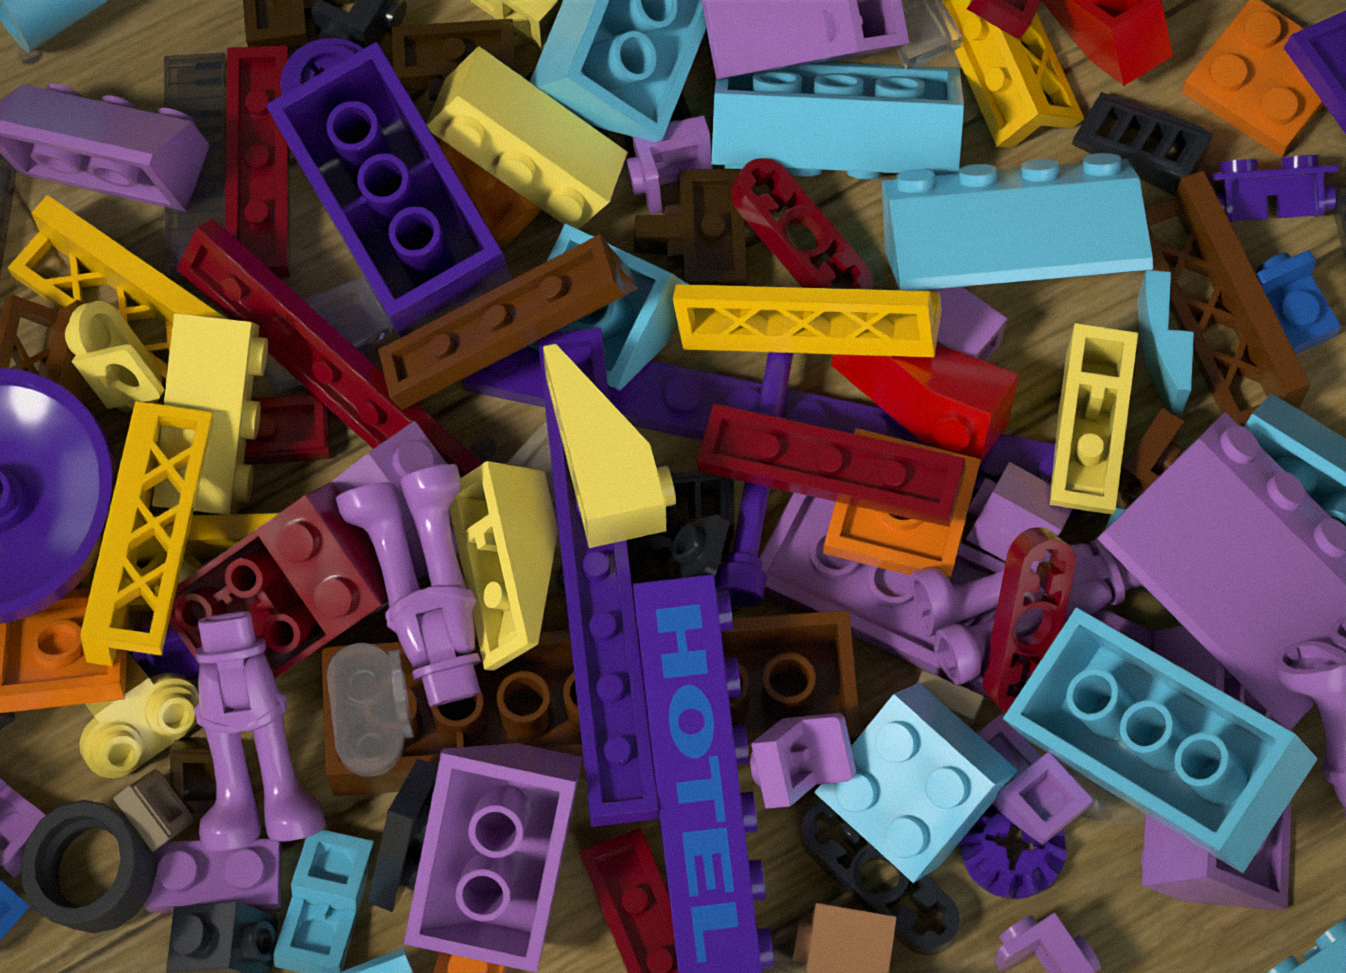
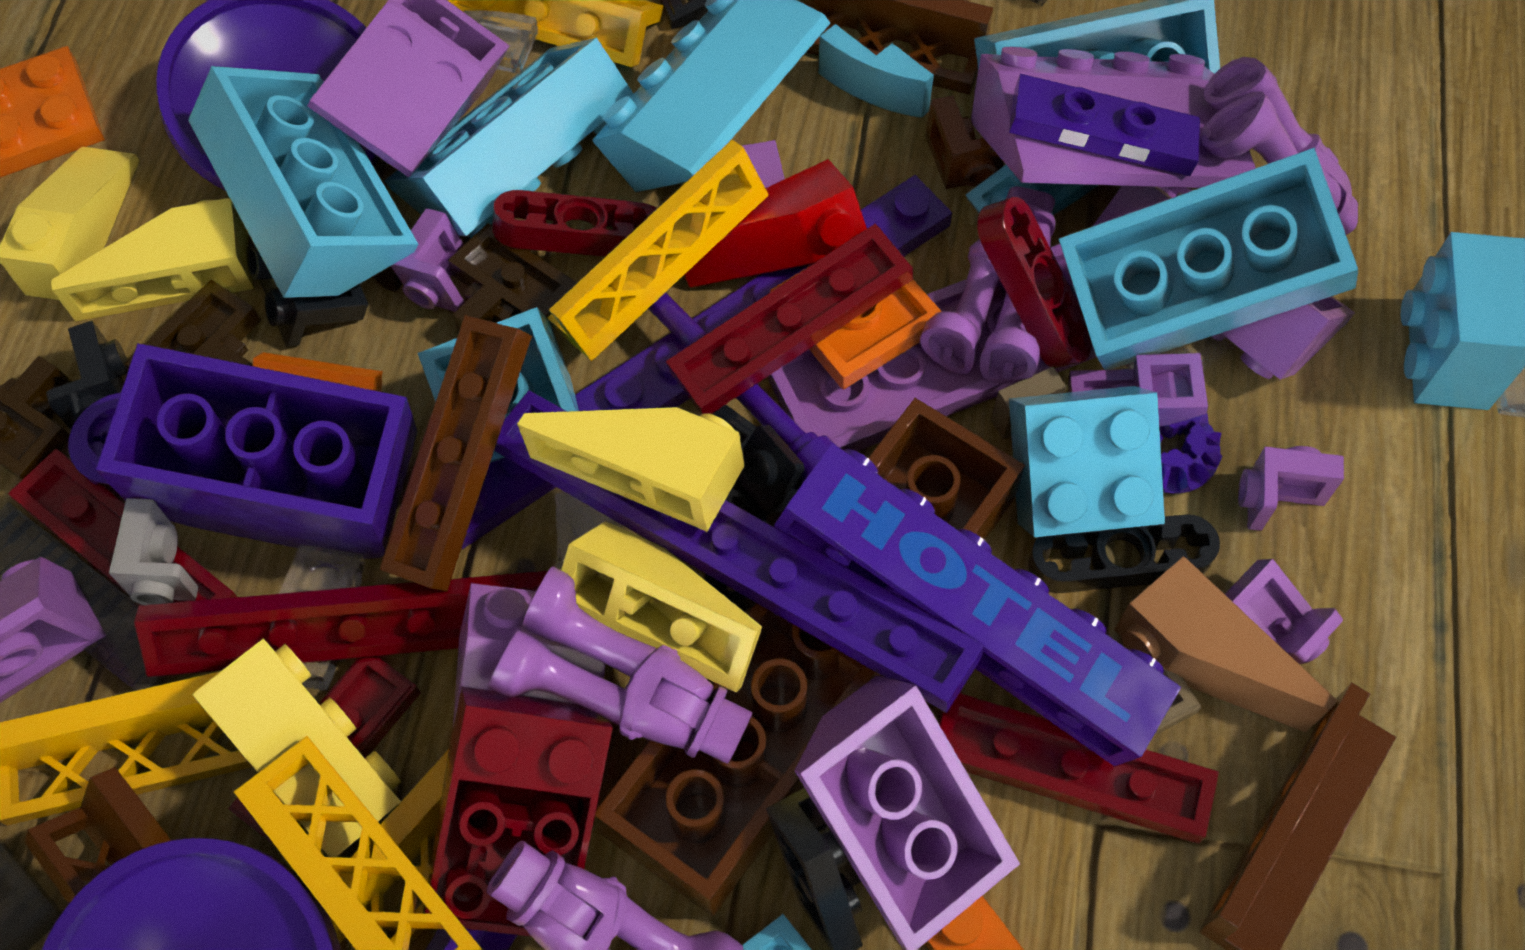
camera: 50 degrees left, 5 degrees down
(112, 357) = (172, 790): light yellow bracket -> none
(253, 182) = (146, 554): none -> light grey bracket
(369, 708) = (691, 808): clear bracket -> none
(526, 139) = (321, 327): light yellow brick -> none
(800, 755) = (1014, 507): medium lavender bracket -> none
(1012, 507) = (934, 243): medium lavender brick -> none
(1092, 418) = (897, 144): light yellow slope -> none
(1214, 561) = (1105, 125): none -> dark purple plate

